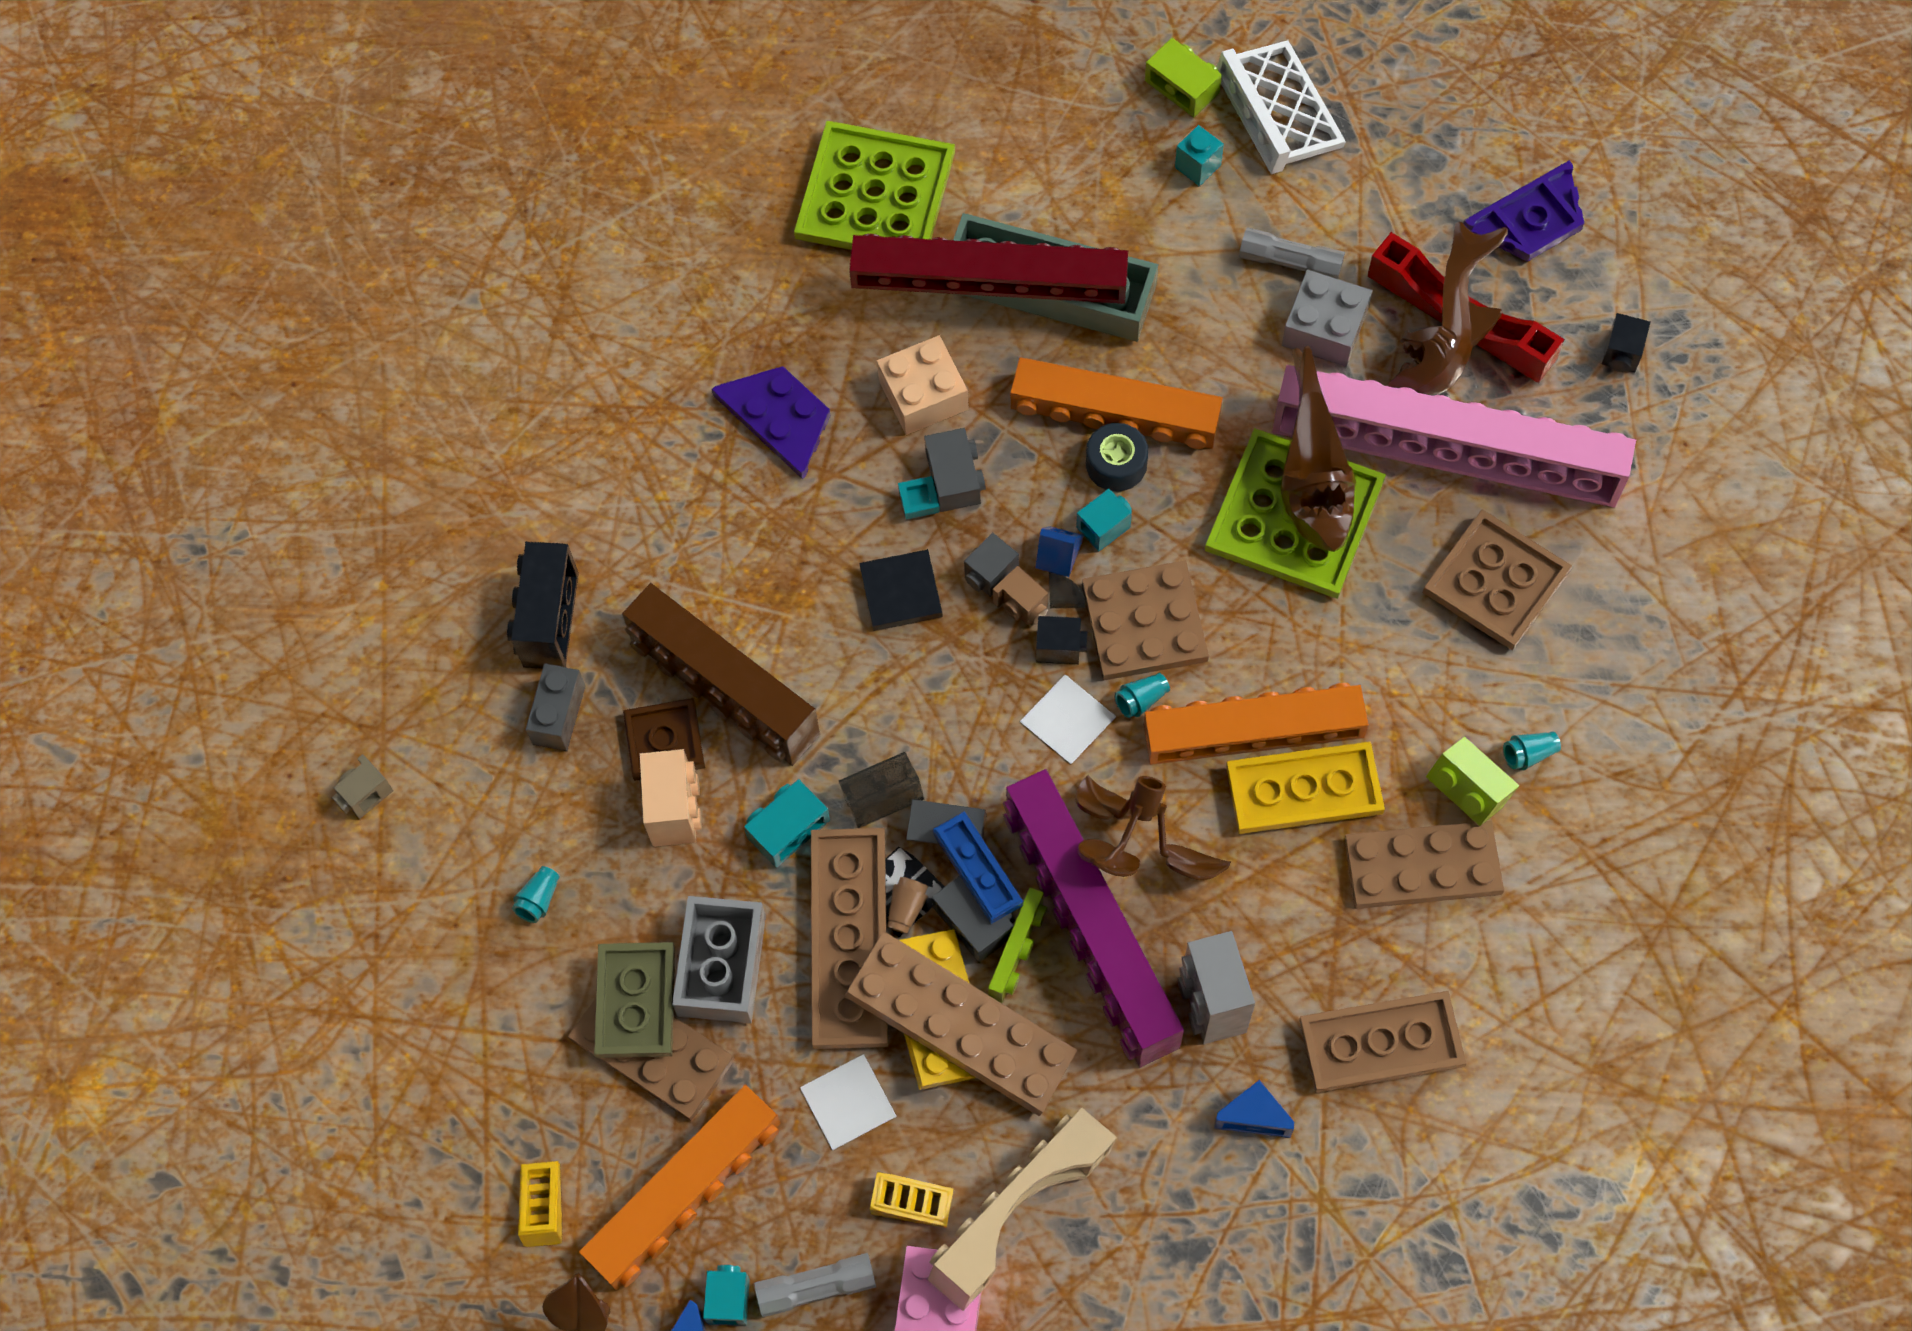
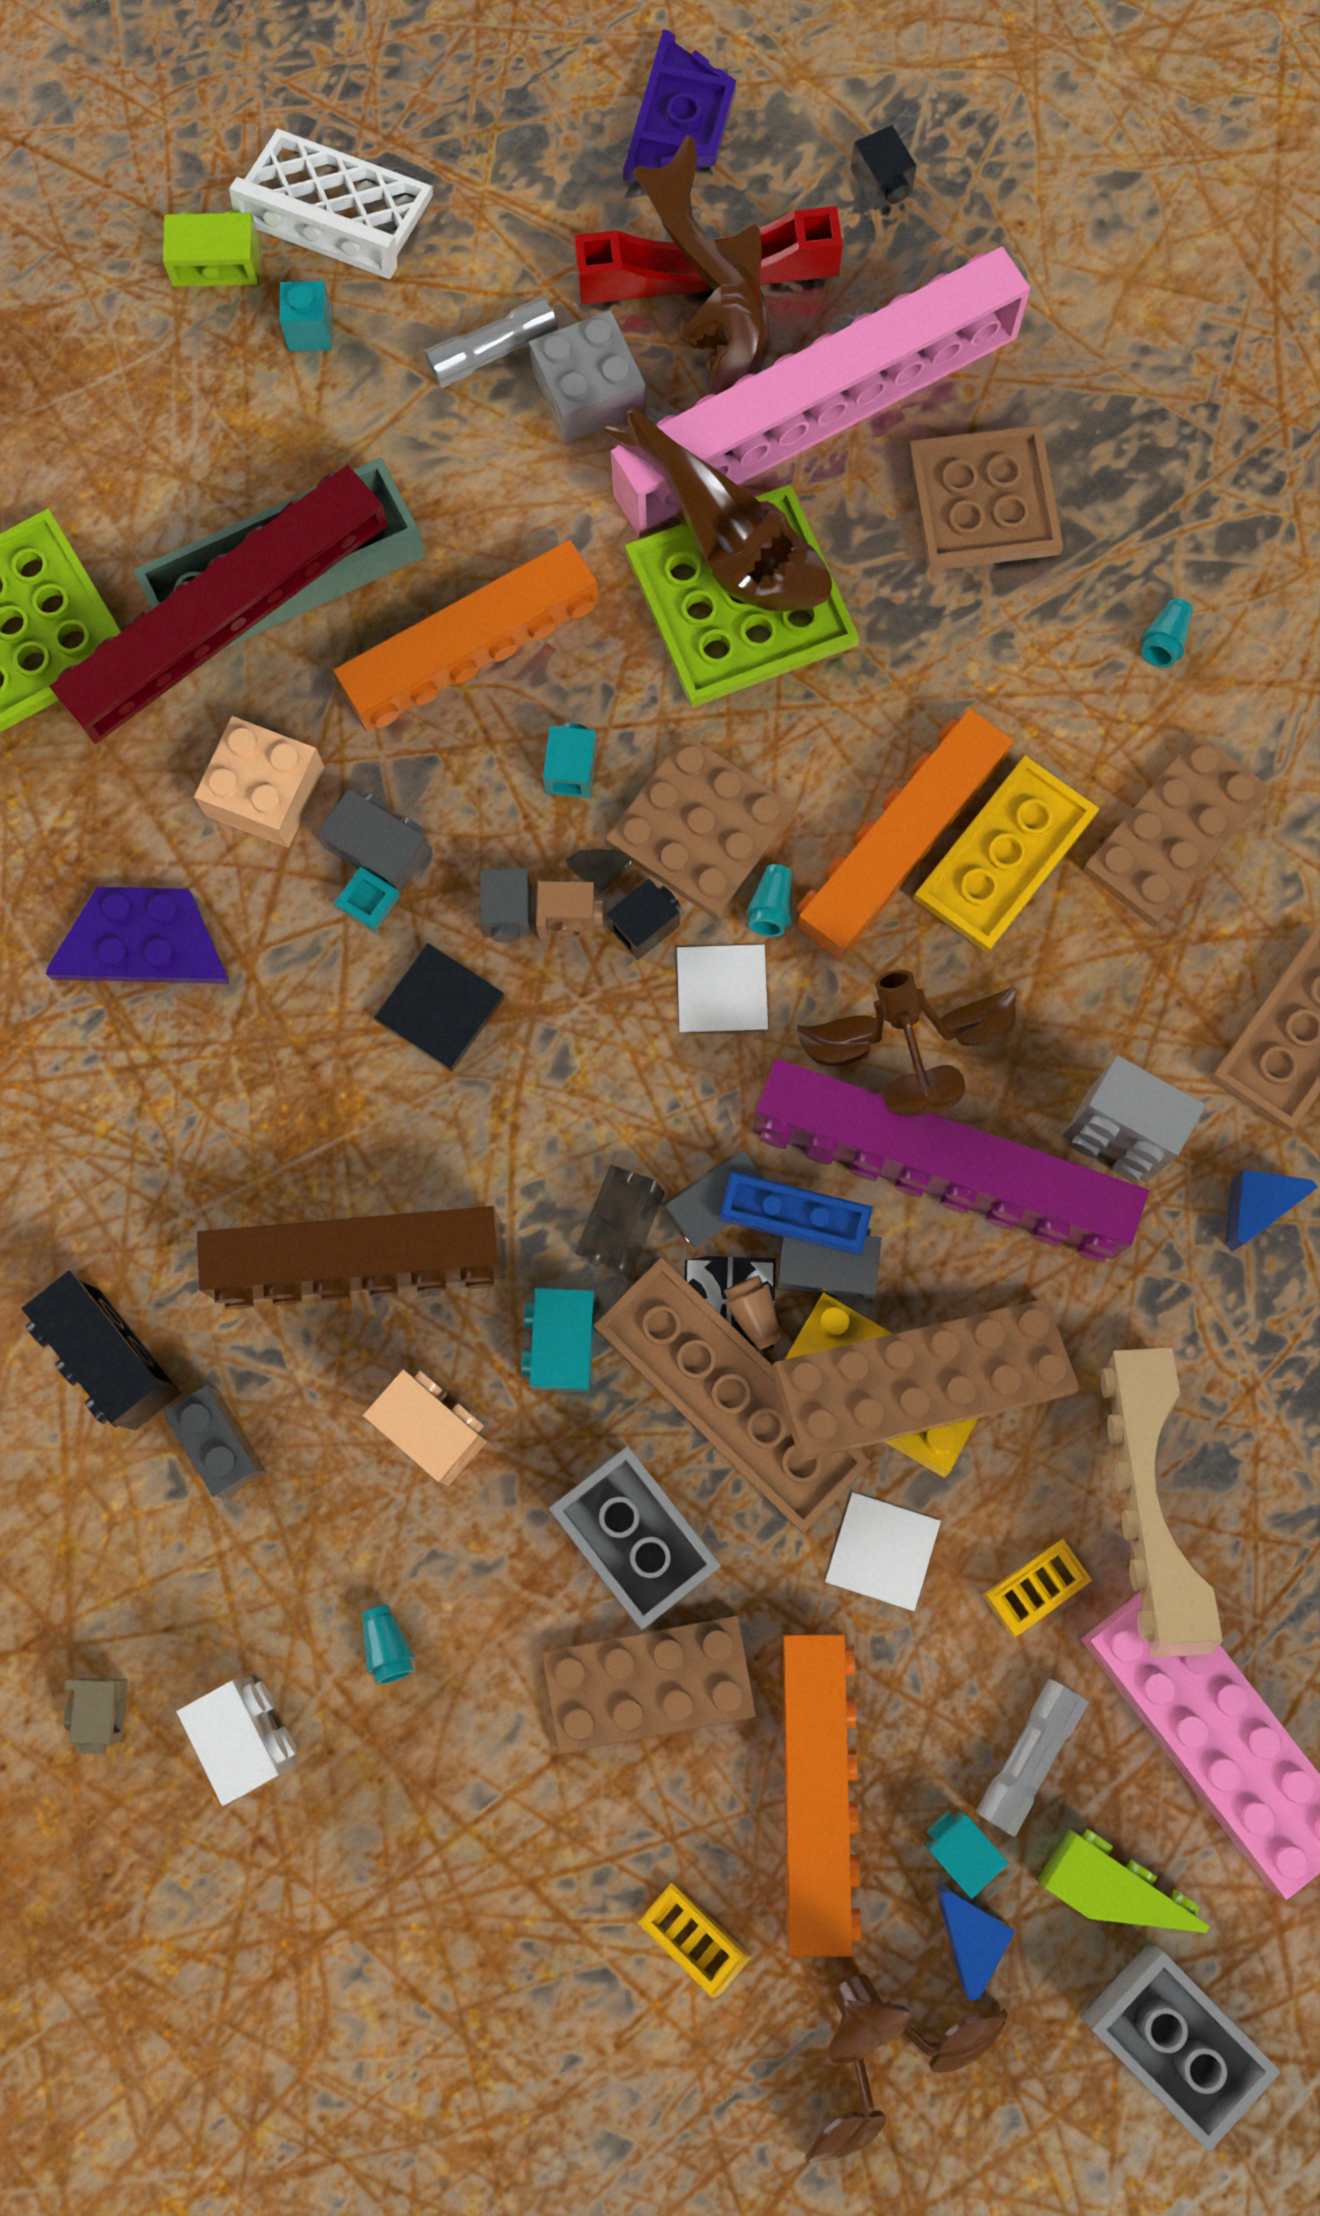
camera: 45 degrees left, 10 degrees up
(416, 865) = (238, 1738): none -> white brick
(634, 1000) = (595, 1659): olive plate -> none
(663, 728) = (350, 1368): reddish brown tile -> none
(1018, 945) = (898, 1253): lime plate -> none
(1057, 550) = (557, 829): blue slope -> none
(1116, 443) = (517, 671): black wheel -> none
(1472, 781) = (1152, 710): lime brick -> none

